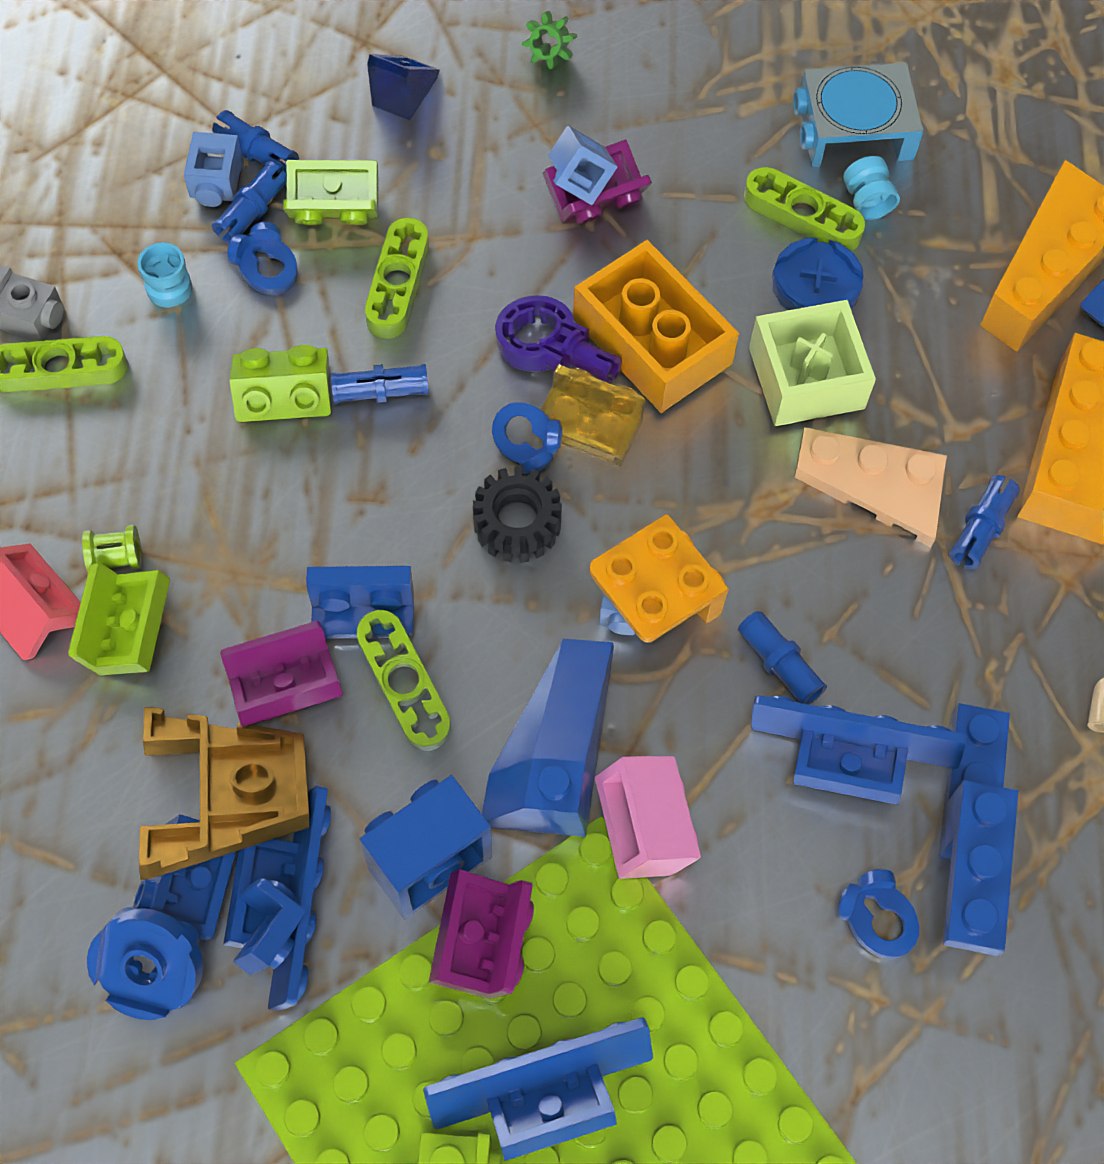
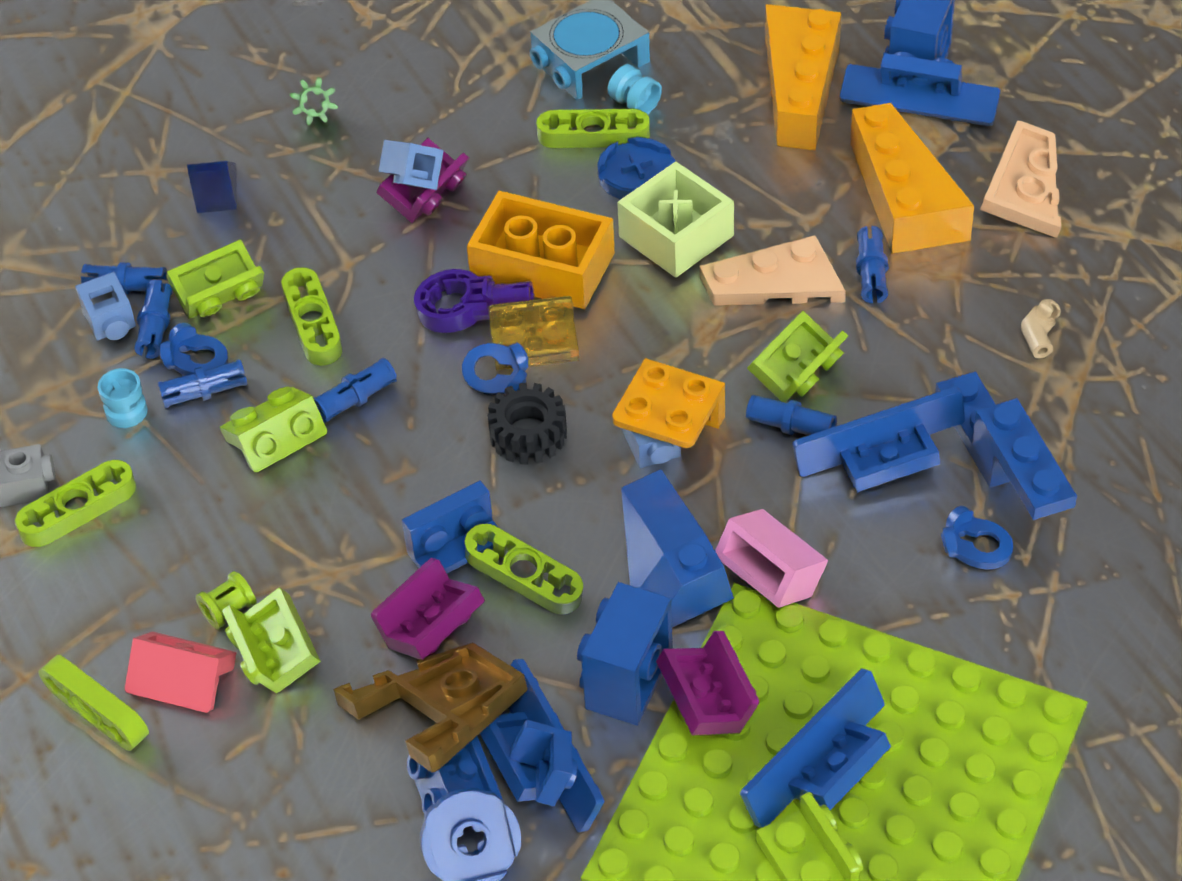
camera: 25 degrees left, 15 degrees down
(249, 297) = (202, 383): none -> blue pin
(832, 591) = (794, 356): none -> lime bracket

